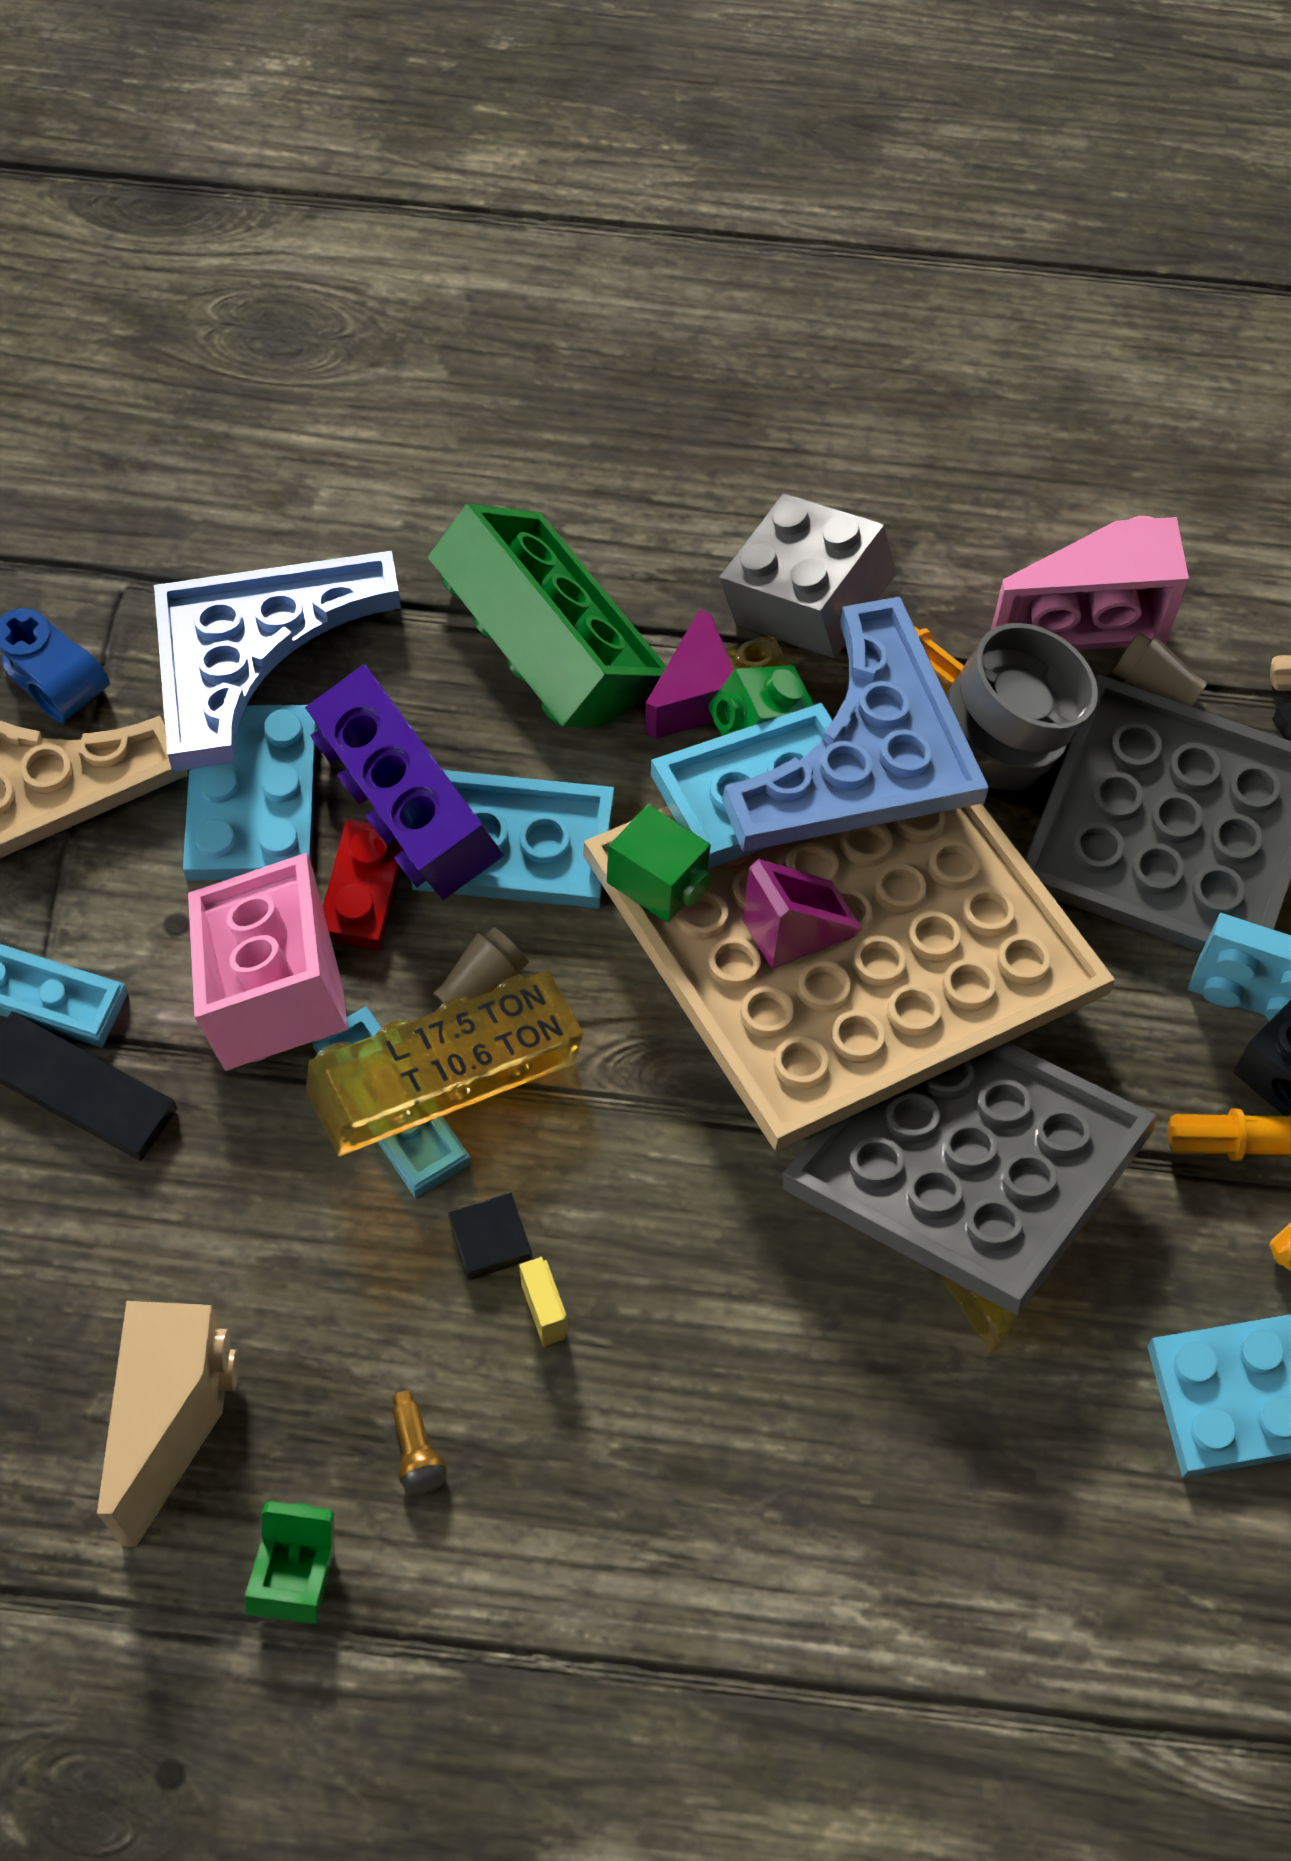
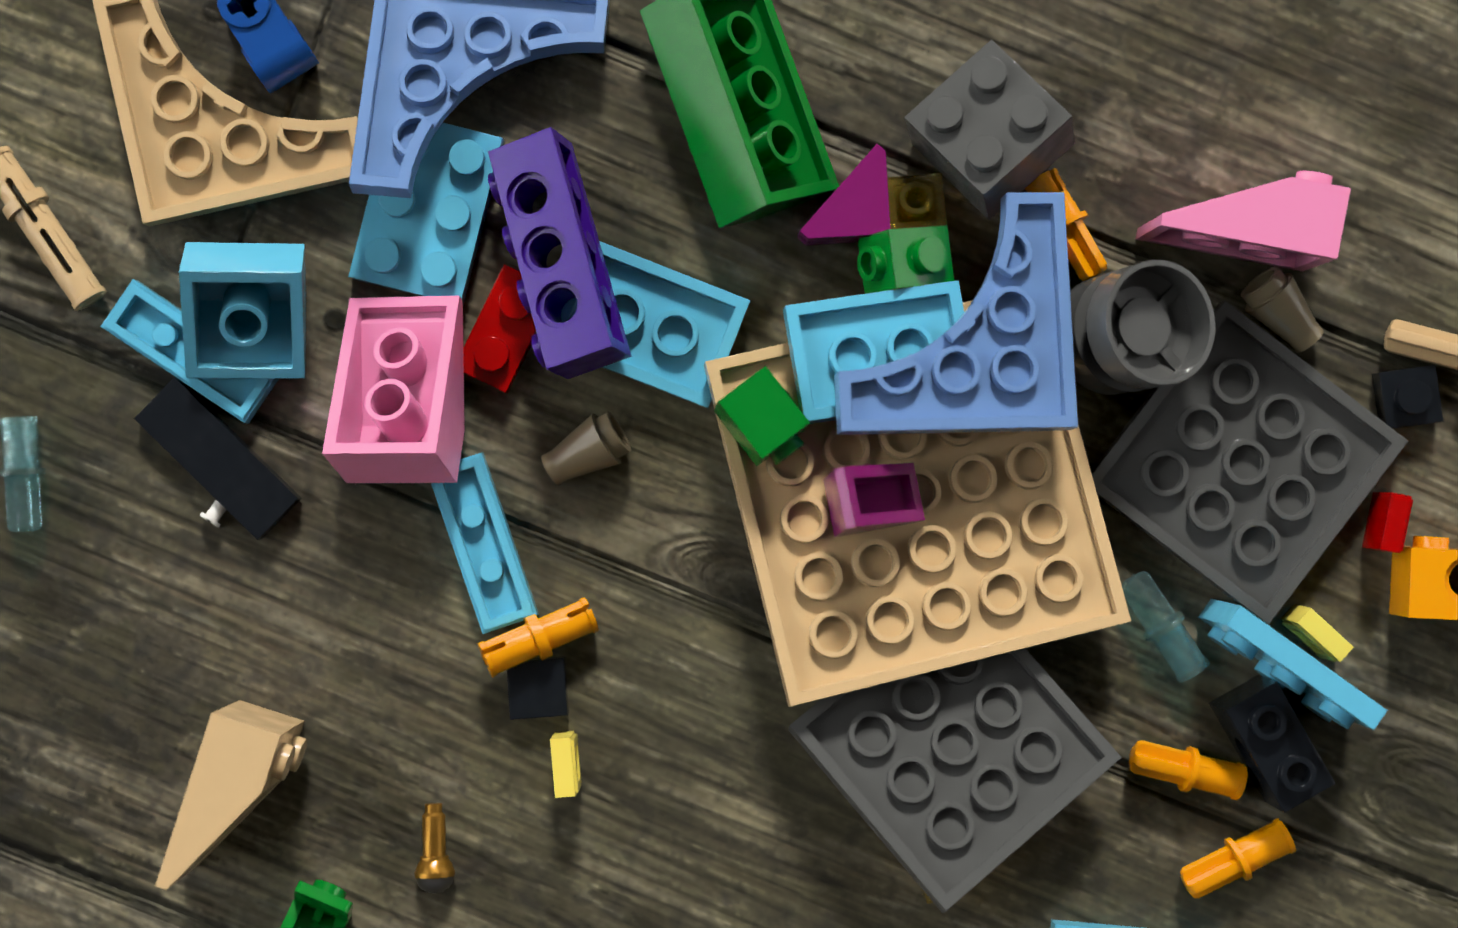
camera: 20 degrees right, 25 degrees up
(79, 921) = (243, 310): none -> medium azure slope
(82, 1146) = (214, 514): none -> white piece
(442, 1061) = (533, 534): clear yellow brick -> none
(476, 1174) = (538, 637): none -> light orange pin
(1157, 1000) = (1164, 626): none -> clear light blue axle

